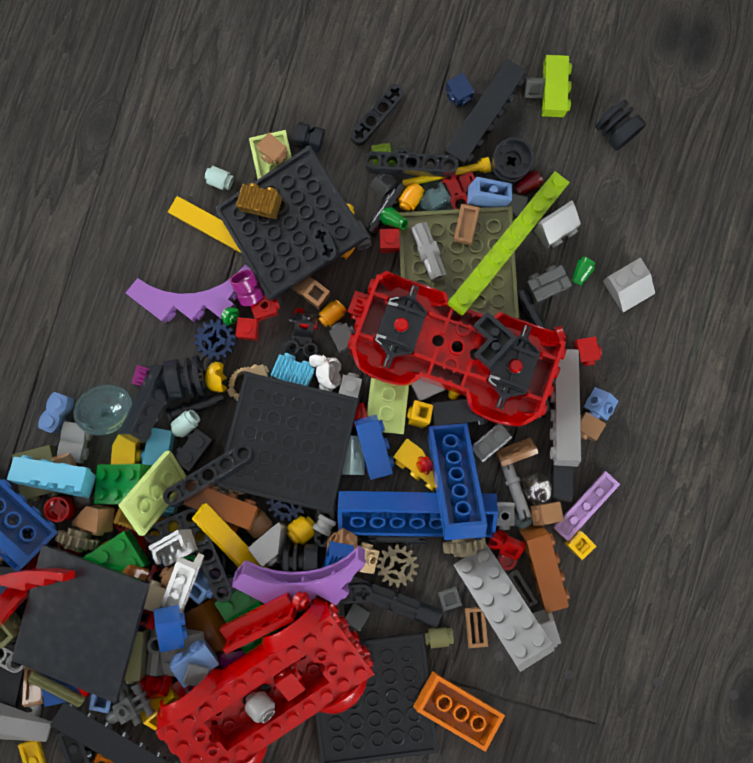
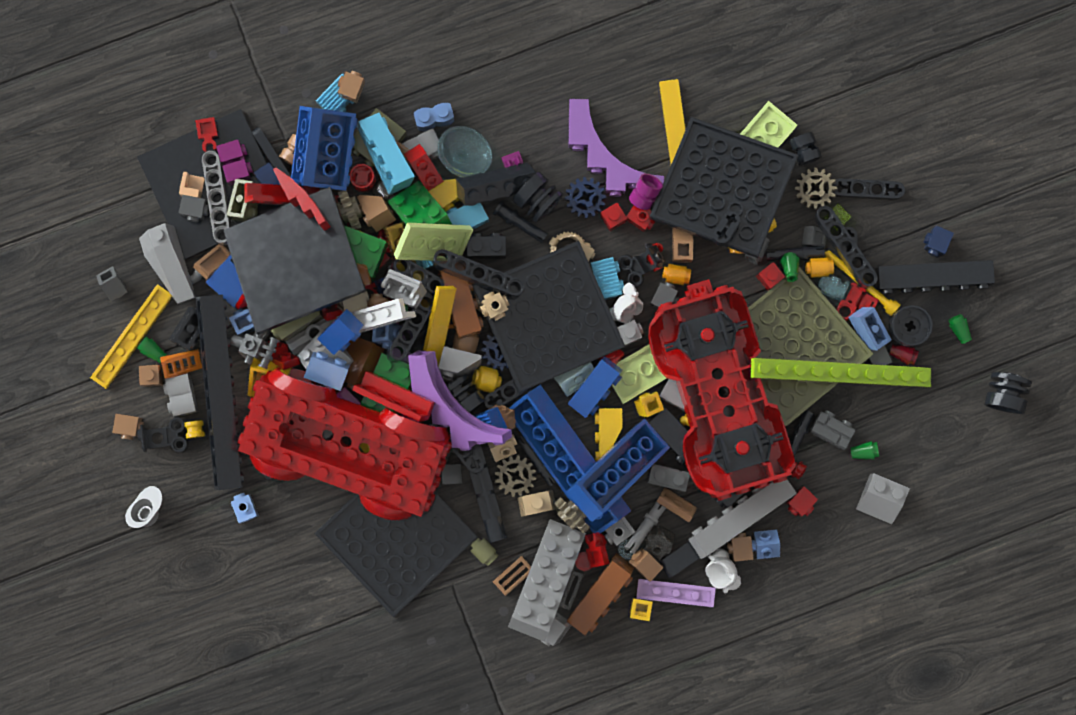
camera: 50 degrees right, 0 degrees up
(56, 689) = (227, 282): olive axle -> none
(89, 453) = (423, 167): none -> red brick
(185, 423) = (502, 224): light aqua brick -> none
(195, 673) = (321, 377): dark grey tile -> none
(215, 377) = (555, 220): yellow hair -> none
(219, 178) = (717, 101): light aqua brick -> none
(230, 315) = (613, 195): green plate -> none
(253, 484) = (487, 309): none -> tan brick
(259, 201) = (722, 149): pearl gold brick -> none
(259, 706) = (332, 446): light grey head -> none
(272, 150) = (772, 128): medium nougat brick -> none
(290, 682) = (367, 454): red brick -> none
(301, 601) = (436, 417): red plate -> none
(324, 525) = (505, 394): light grey wheel -> none
(338, 154) = (810, 183): none -> dark tan gear
(424, 465) = (611, 437): red plate -> none
(428, 251) = (784, 314): light grey piece -> none
(432, 564) = (536, 503): none -> tan torso
(449, 598) = (520, 538): dark grey tile -> none
(458, 711) = (439, 607): orange brick -> none
(466, 224) = (830, 328): medium nougat tile -> none
(498, 341) = (748, 421): black brick -> none
(534, 87) = (987, 300): dark grey tile -> none
(539, 124) = (960, 328): none -> green cone
(555, 98) = (1002, 317): lime brick -> none
(558, 225) = (886, 403): slope -> none
(597, 455) = (722, 571): none -> white hair

